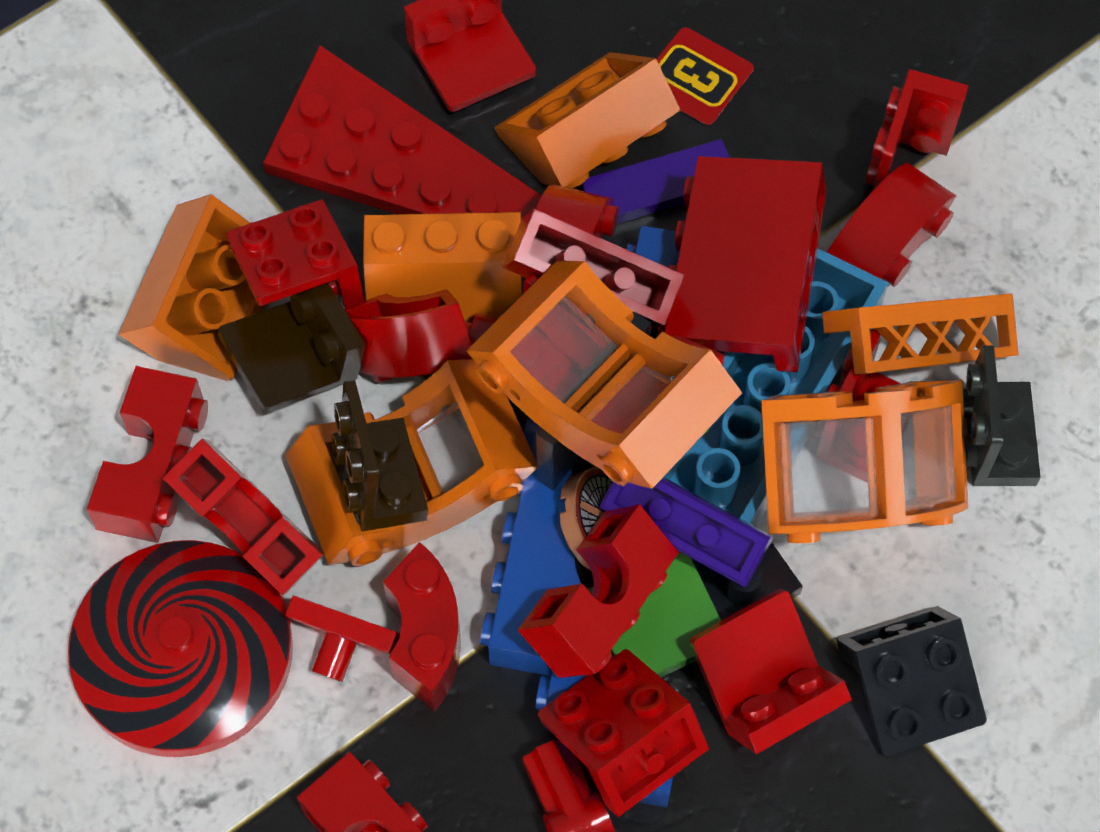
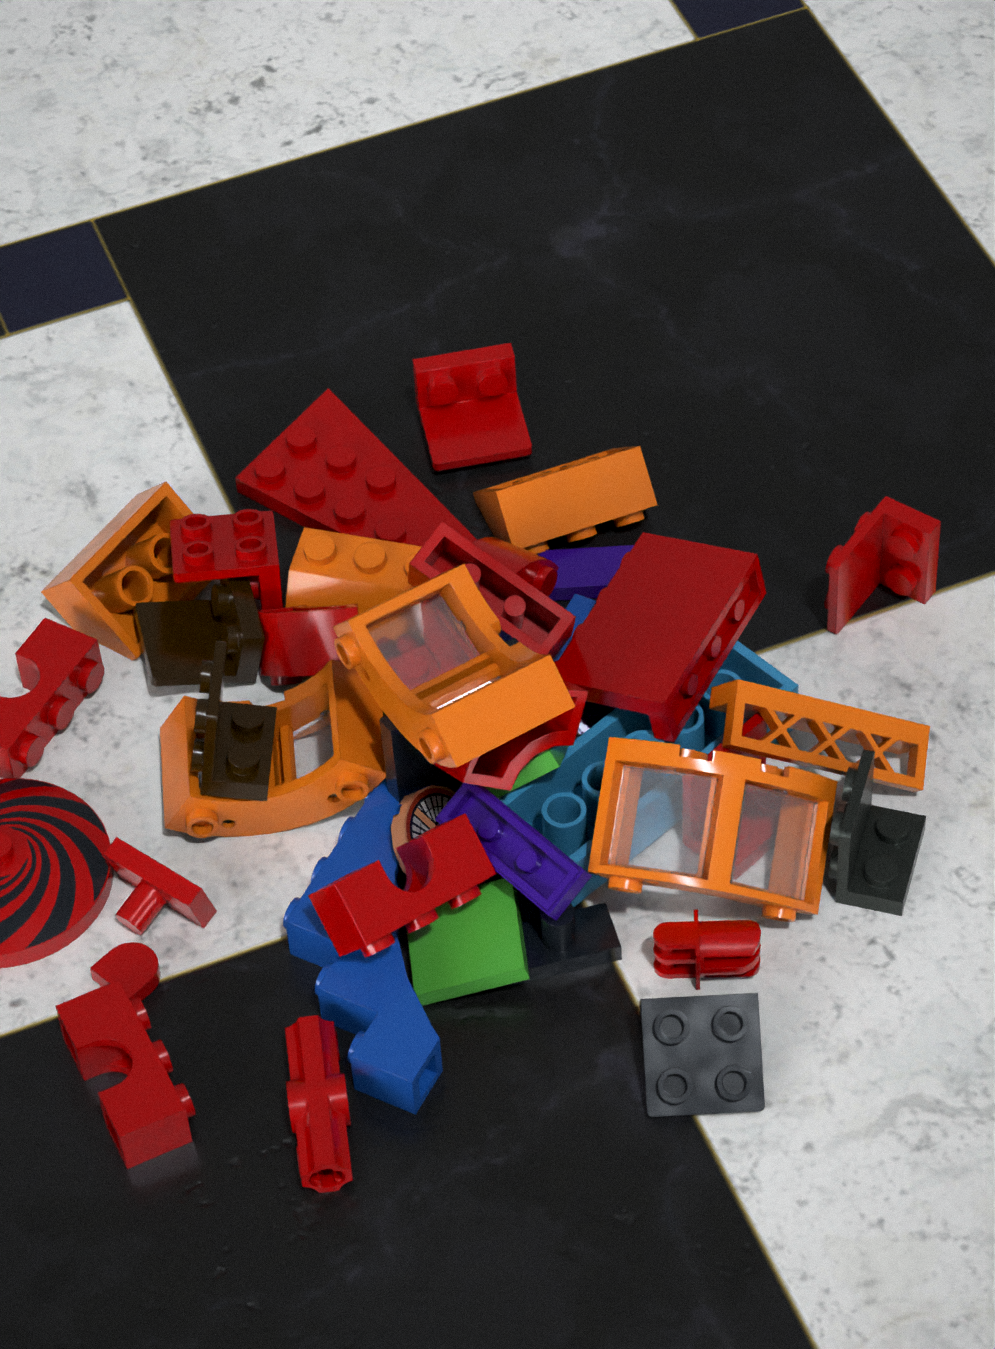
camera: 20 degrees right, 15 degrees down
(244, 515) = (96, 760): red arch -> none
(344, 727) = (132, 964): none -> red tile
(430, 635) = (237, 901): red brick -> none
(626, 729) = (386, 1014): red bracket -> none
(702, 74) = (697, 485): sticker -> none
(765, 673) = (547, 999): red bracket -> none
(886, 570) = (707, 949): none -> red arm
(894, 224) = (835, 643): red brick -> none

